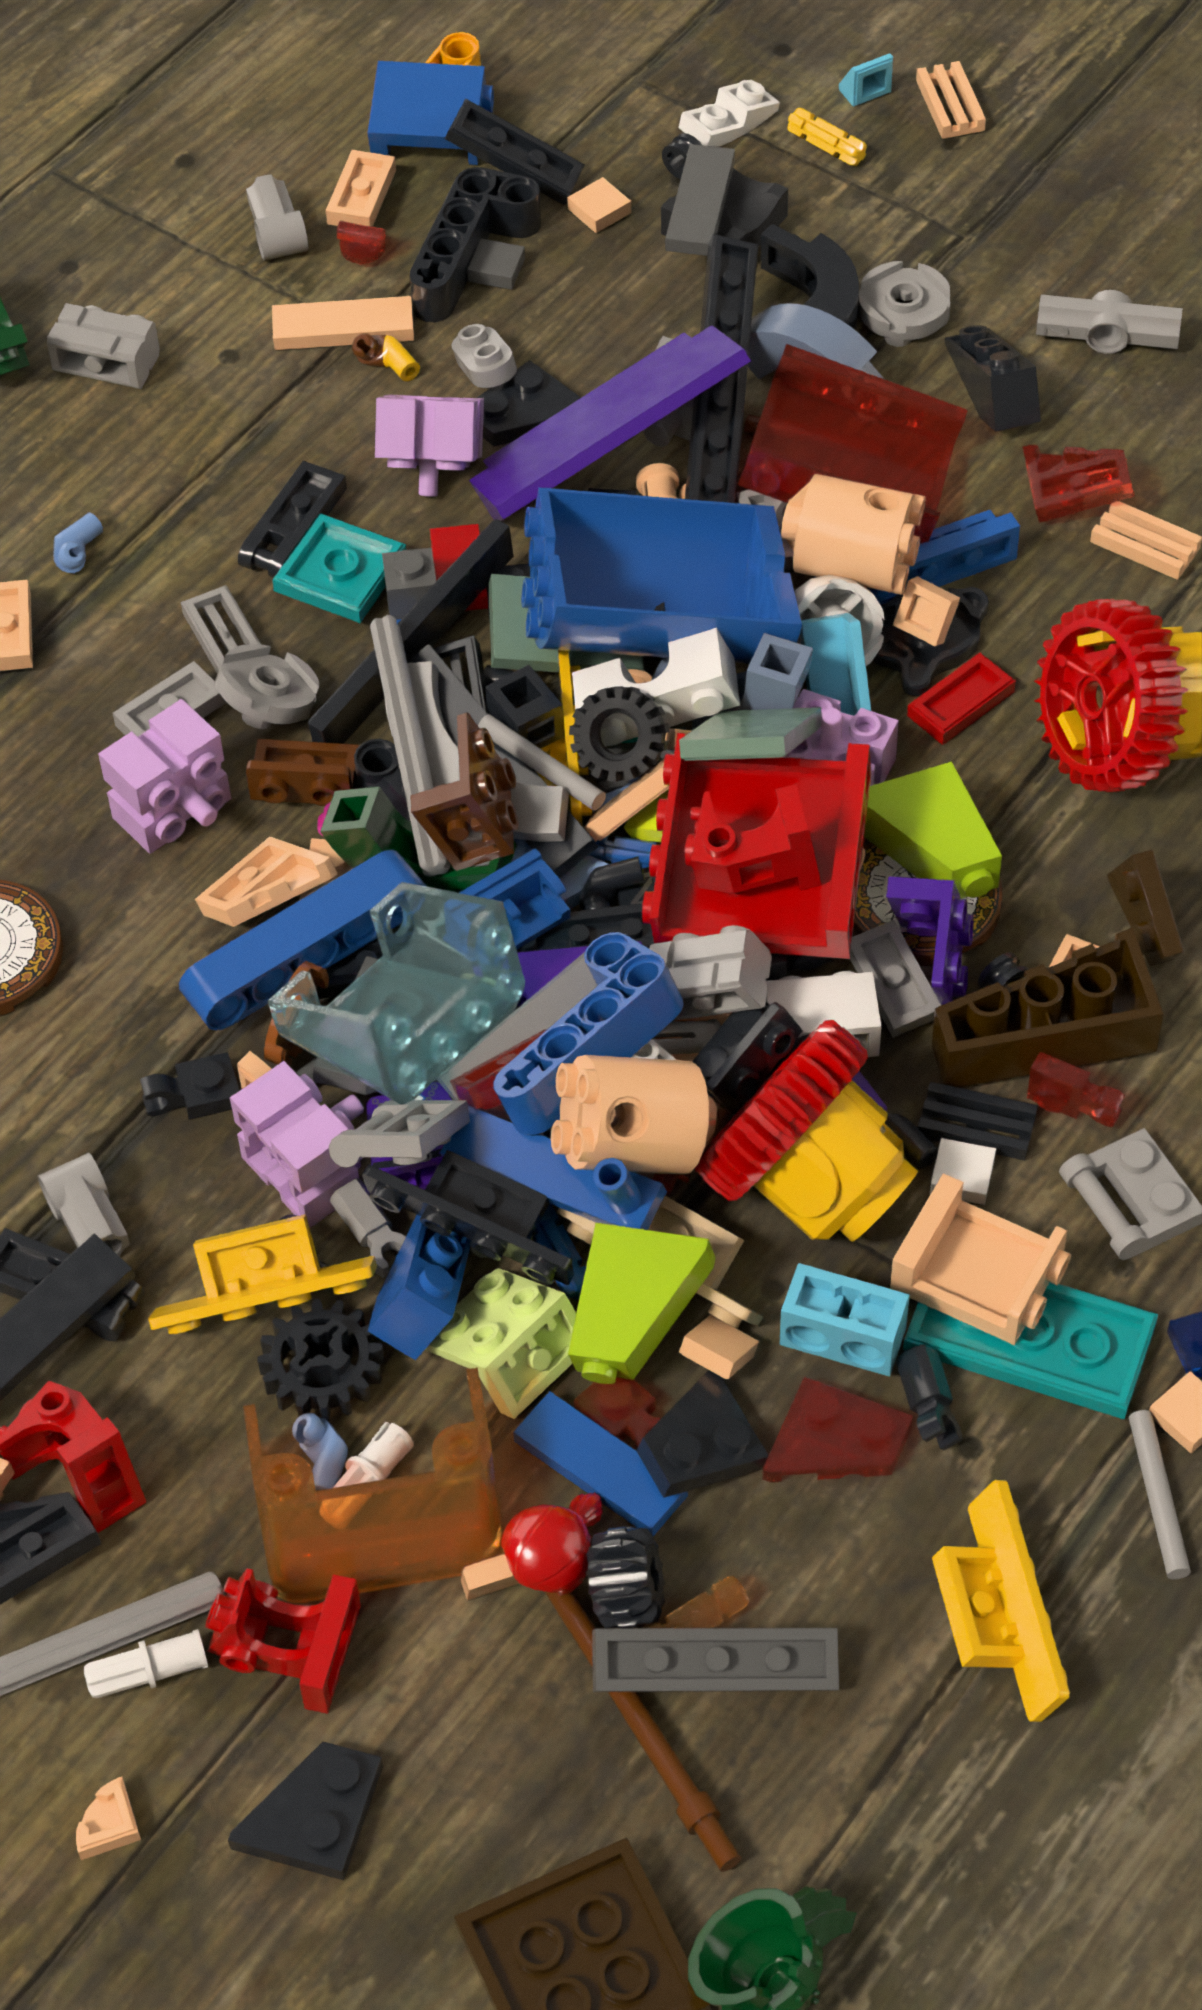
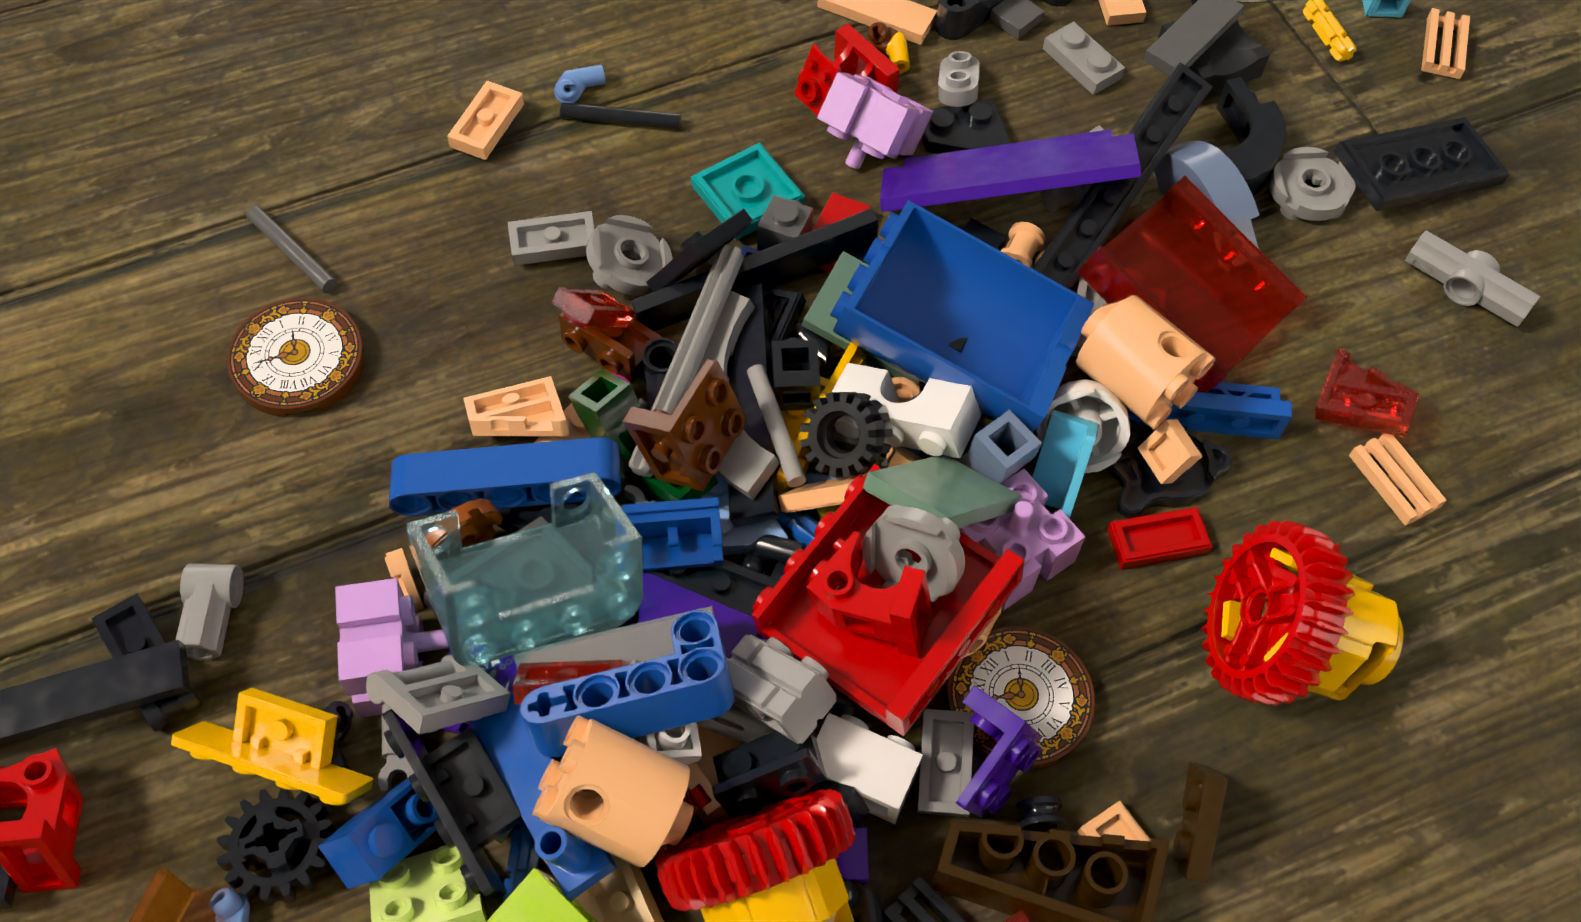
camera: 25 degrees right, 5 degrees up
(145, 557) = (620, 116): none -> black bar
(166, 776) = (500, 291): lavender brick -> none
(200, 1087) = (360, 554): black plate -> none
(206, 601) = (638, 170): light grey tile -> none
(282, 745) = (592, 308): none -> clear red plate
(290, 516) = (762, 123): black plate -> none
(346, 641) = (699, 249): none -> black plate
(348, 406) = (820, 71): none -> red tile
(594, 277) = (1083, 58): none -> light grey plate
(758, 762) = (925, 534): none -> light grey plate
(934, 829) = (1057, 650): lime slope -> none
(996, 378) = (1348, 281): black slope -> none
(997, 232) = (1420, 163): none -> black tile

